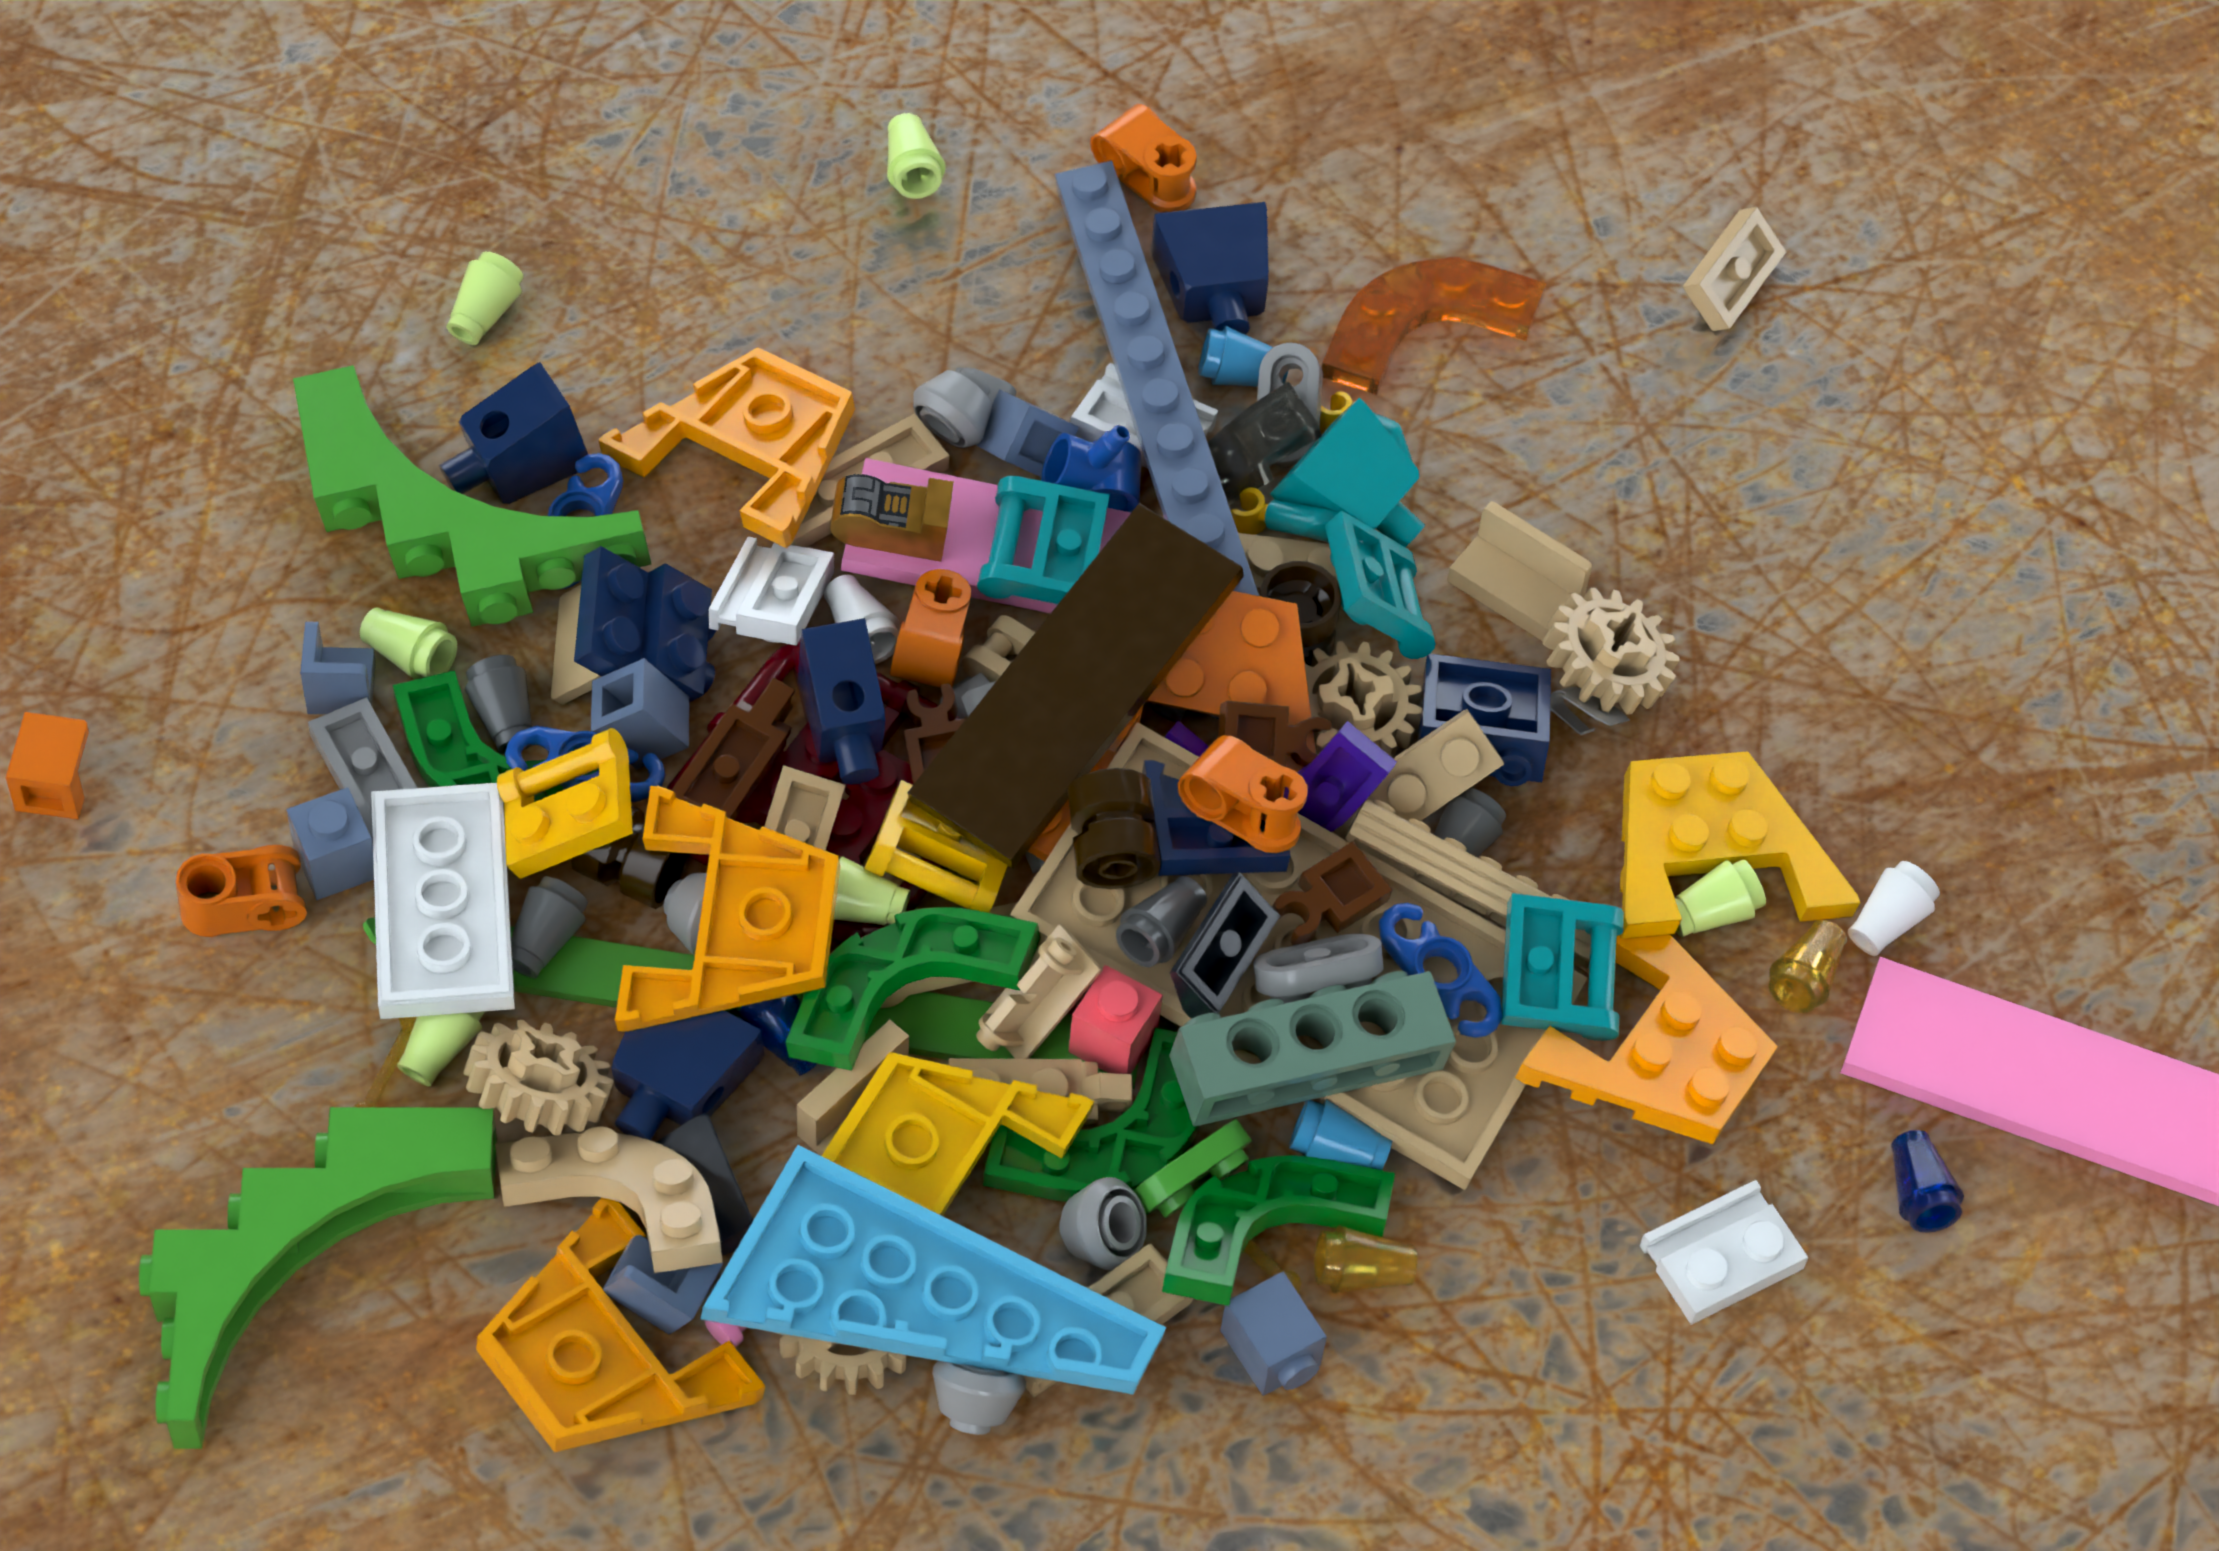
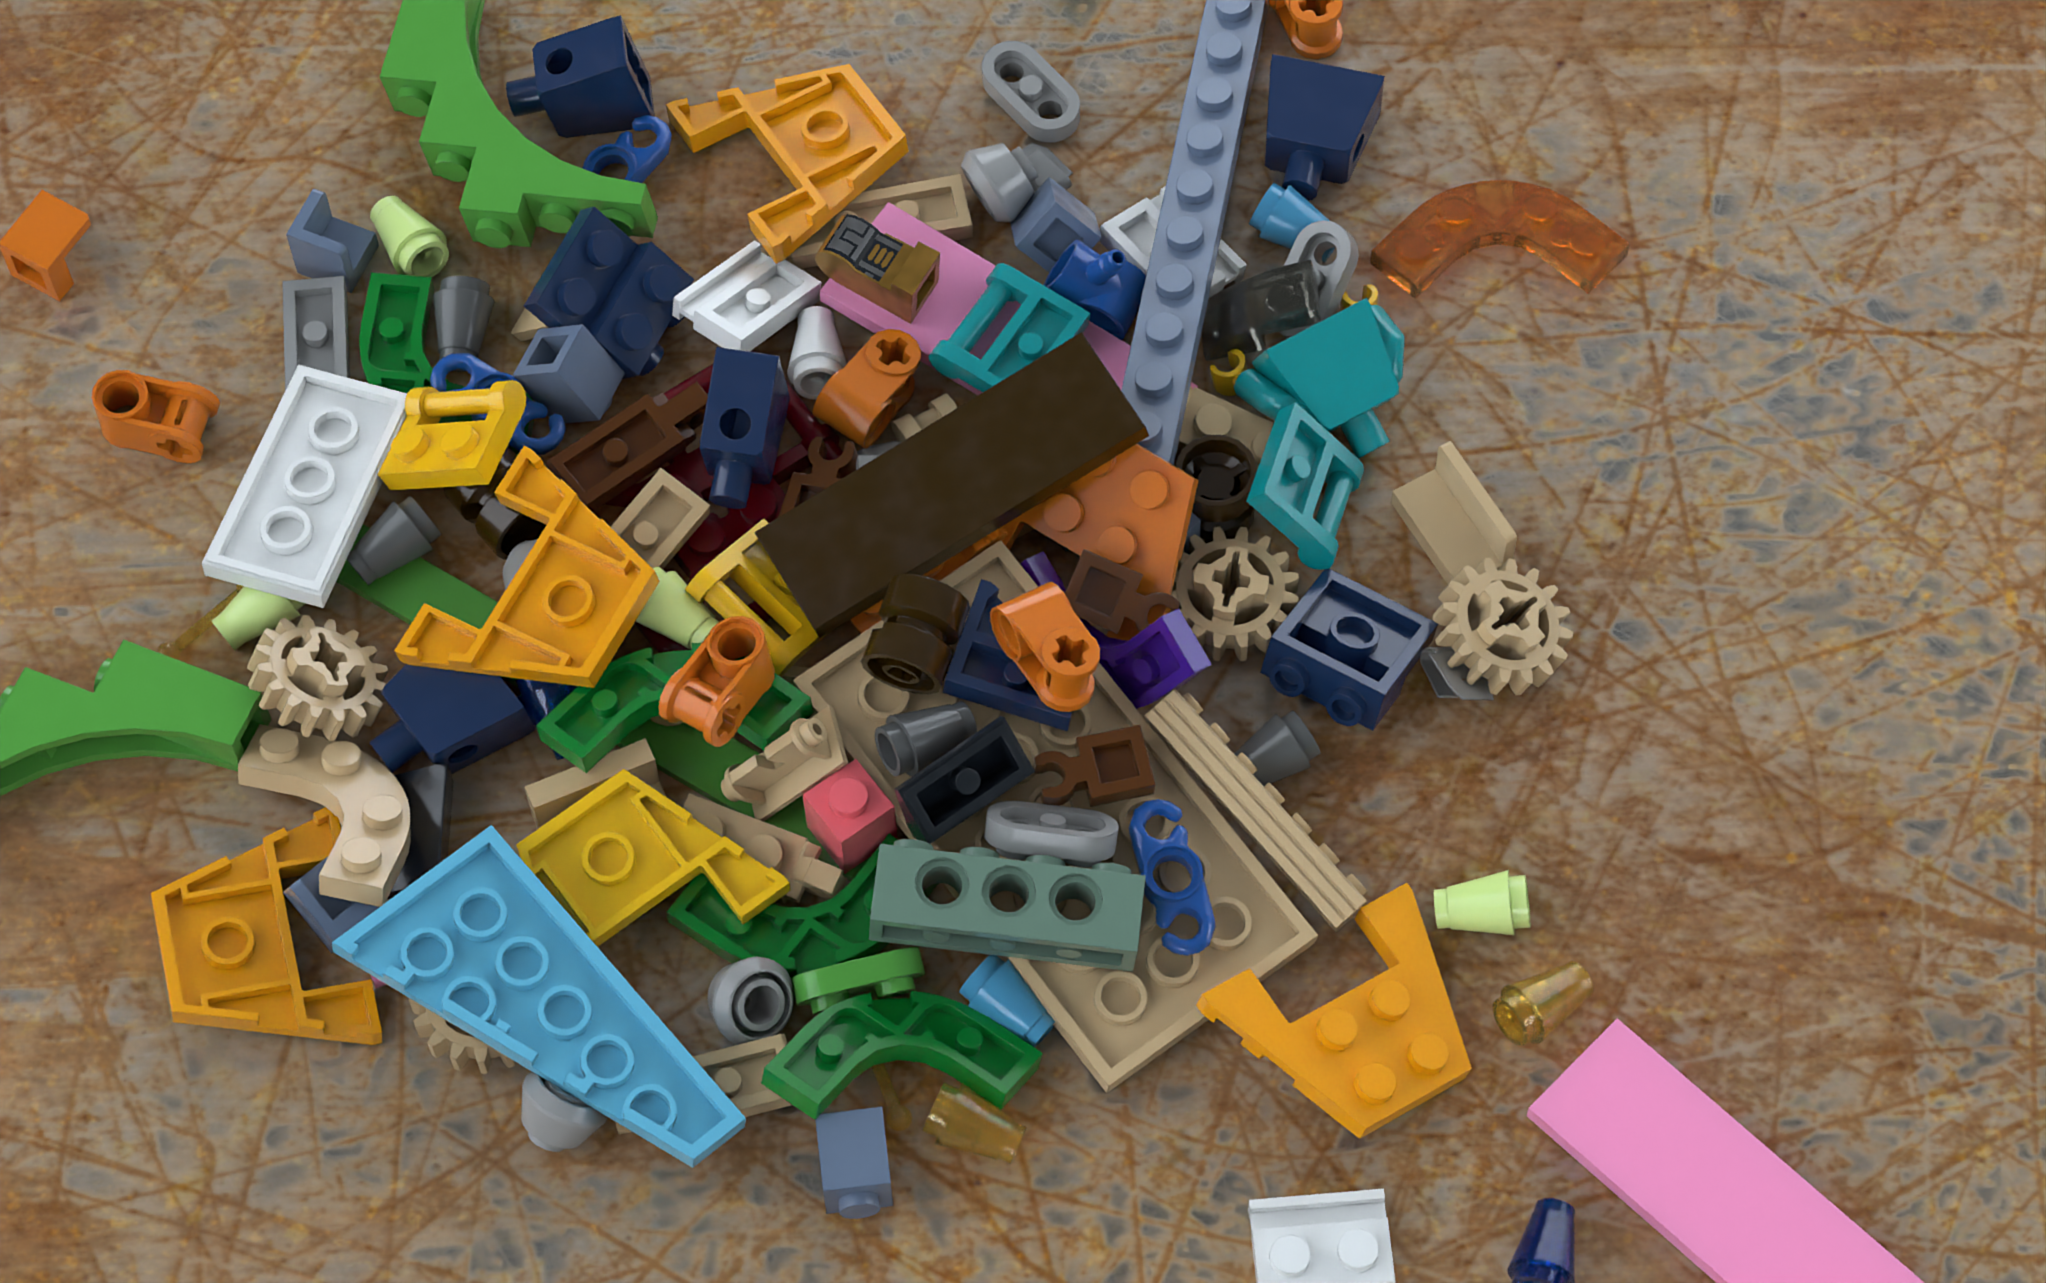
camera: 30 degrees right, 5 degrees up
(332, 843) = (245, 396): sand blue brick -> none
(941, 319) = (1034, 95): none -> light grey plate
(950, 941) = (714, 688): none -> orange piece
(1436, 770) = (1261, 684): tan hinge -> none
(1542, 964) = (1270, 905): teal plate -> none
(1708, 810) = (1520, 817): yellow wing -> none
(1734, 269) = (1823, 289): tan plate -> none
(1895, 905) = (1655, 975): white cone -> none

